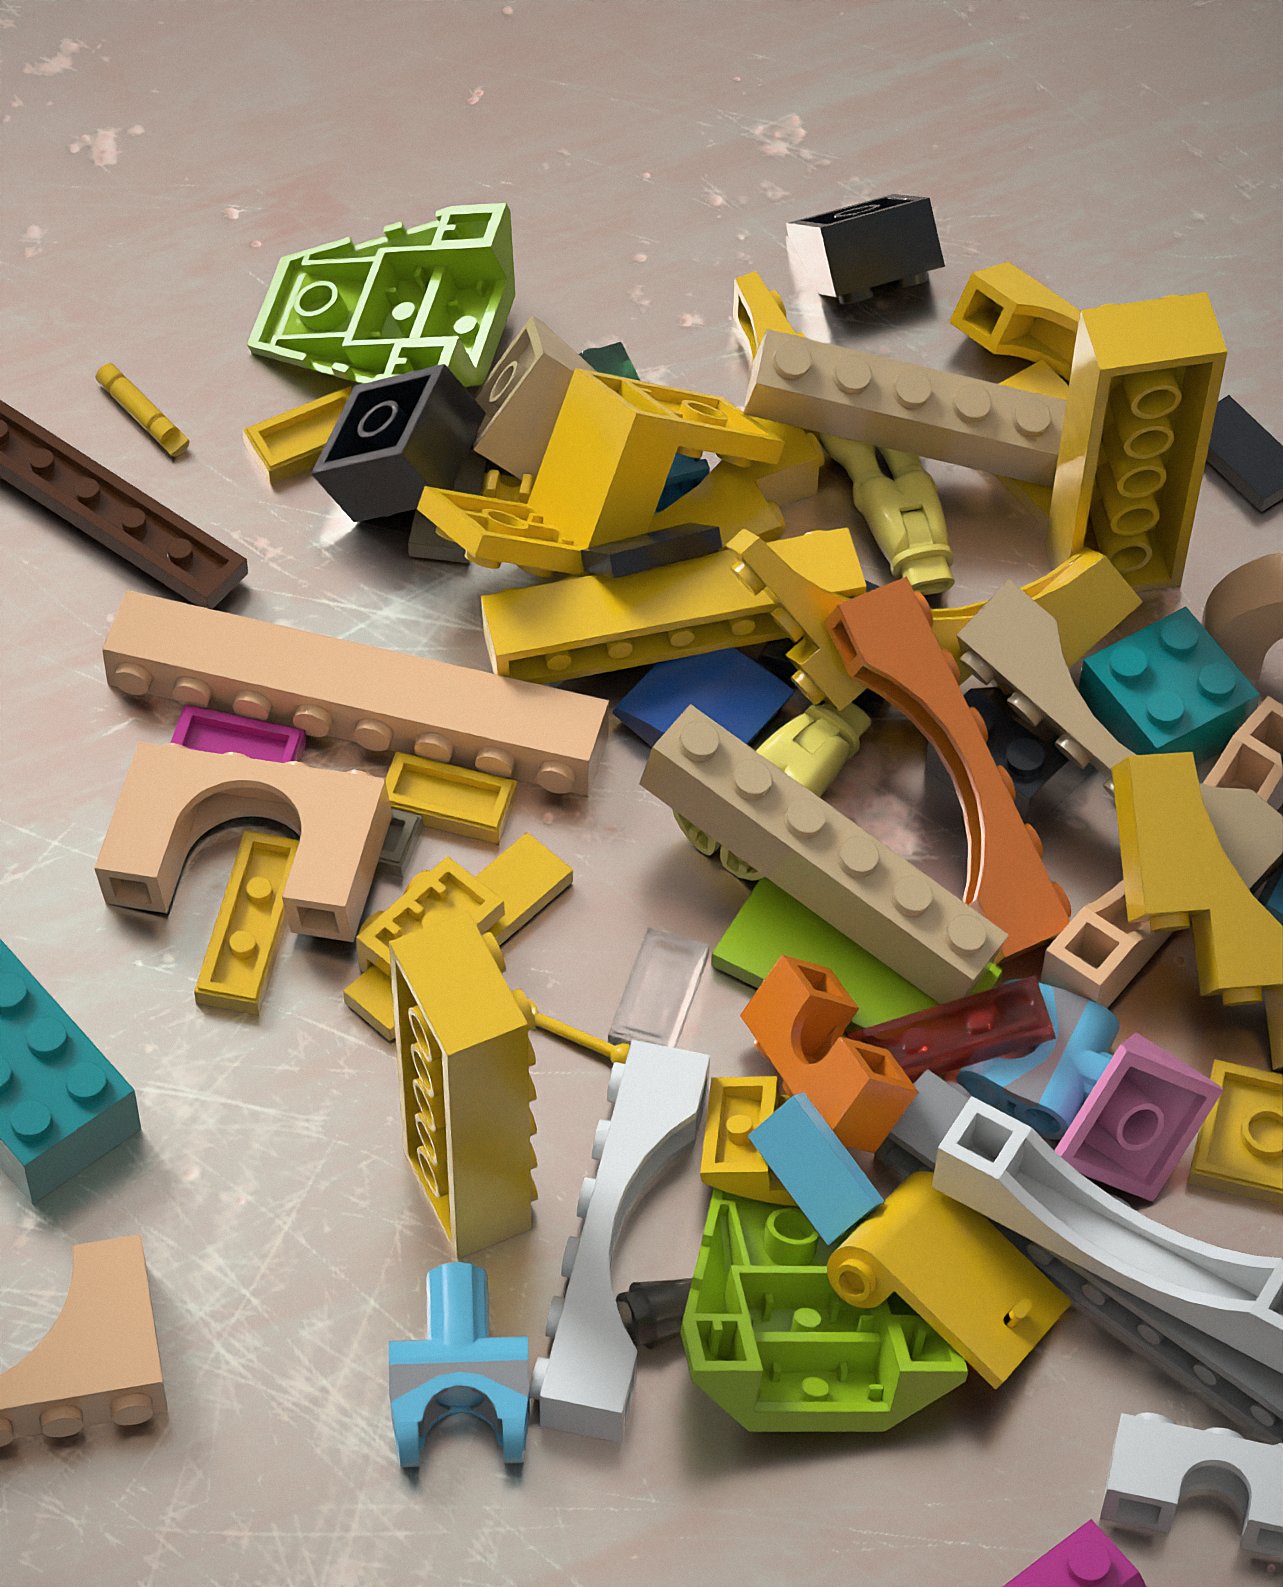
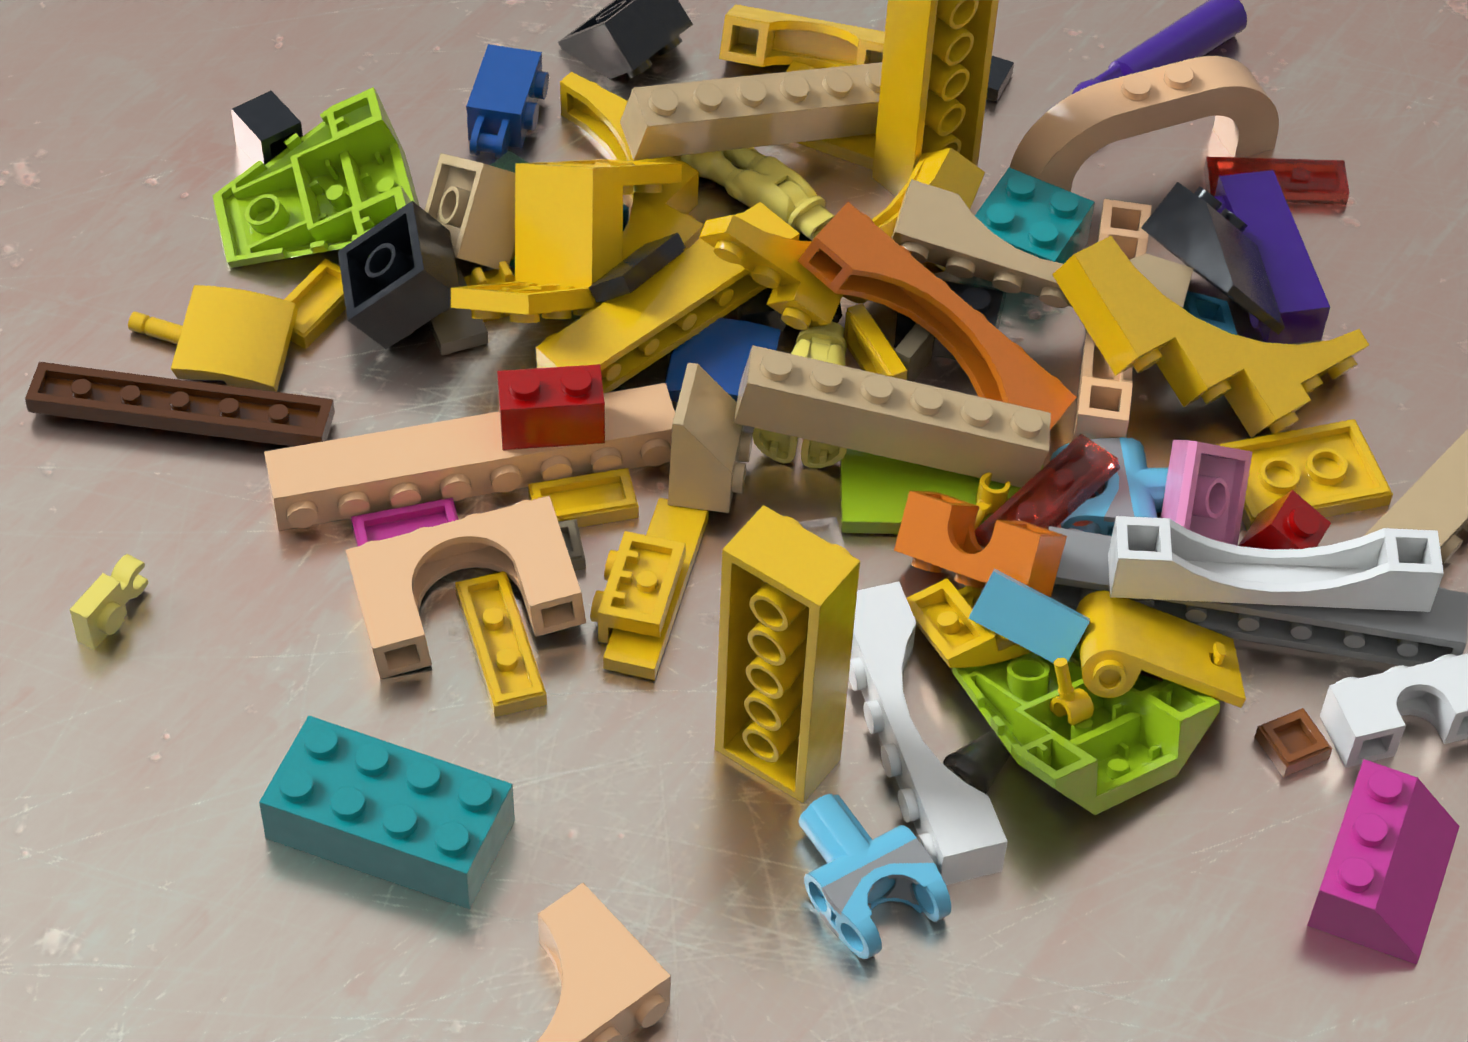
camera: 30 degrees left, 5 degrees down
(190, 441) = (234, 337): none -> yellow slope
(379, 197) = (263, 126): none -> black brick
(447, 675) = (551, 407): none -> red brick
(591, 793) = (706, 446): none -> tan slope
(667, 274) = (505, 99): none -> blue brick
(803, 1292) = (1071, 701): none -> yellow hand
(882, 770) = (870, 345): none -> yellow tile
(888, 1005) = (989, 499): none -> yellow hand
(923, 792) = (915, 351): none -> dark tan tile
(1054, 1458) = (1293, 742): none -> dark orange tile
(1208, 1204) = (1286, 525): none -> red brick

